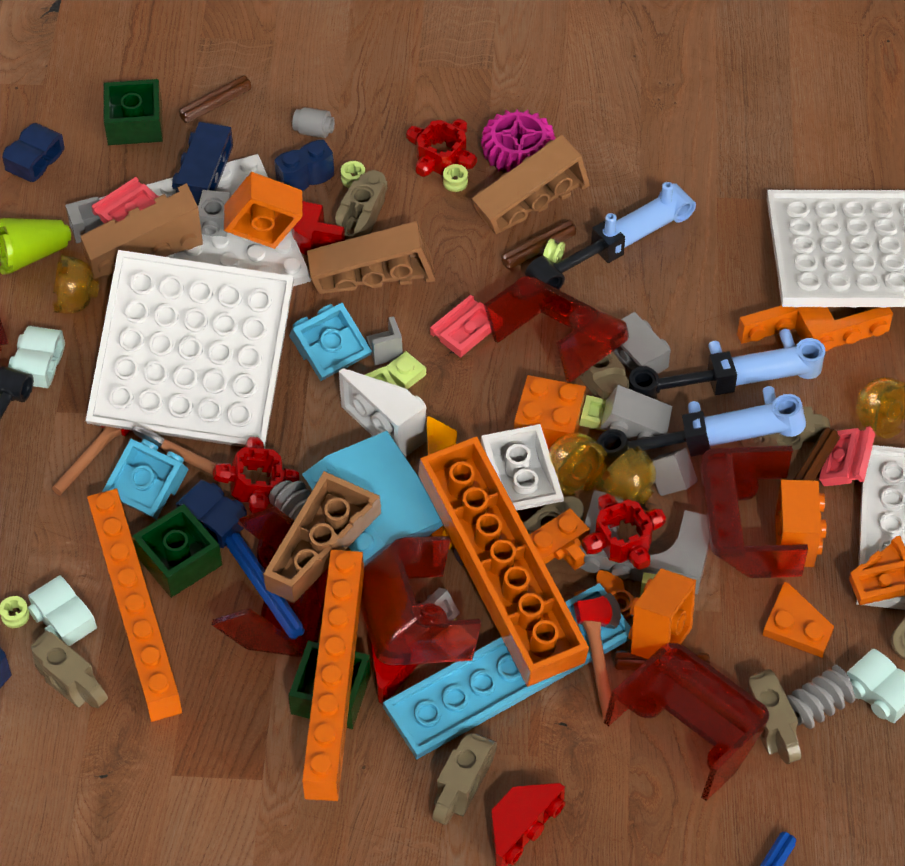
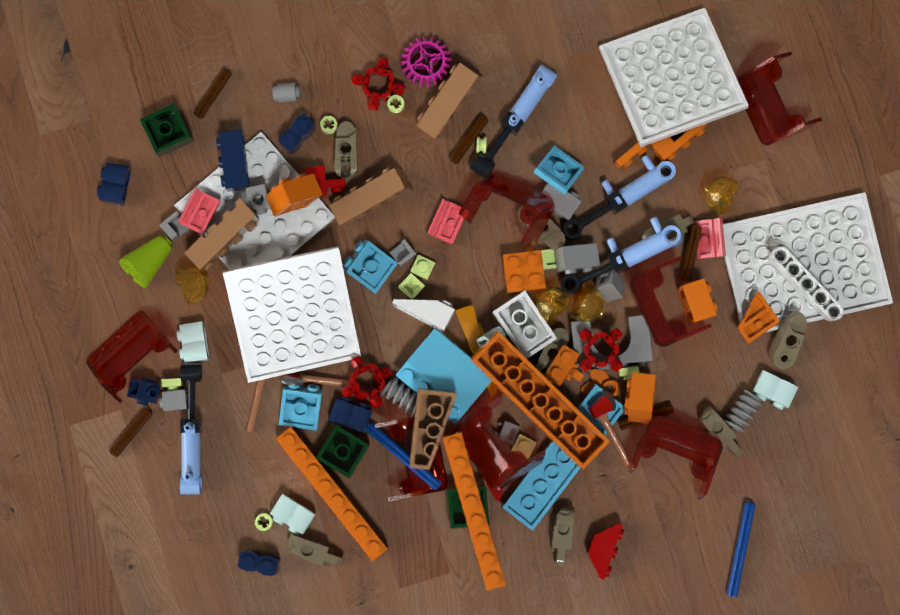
camera: 25 degrees left, 30 degrees up
(653, 304) = (559, 170): none -> medium azure plate
(798, 623) = (714, 362): orange wing -> none

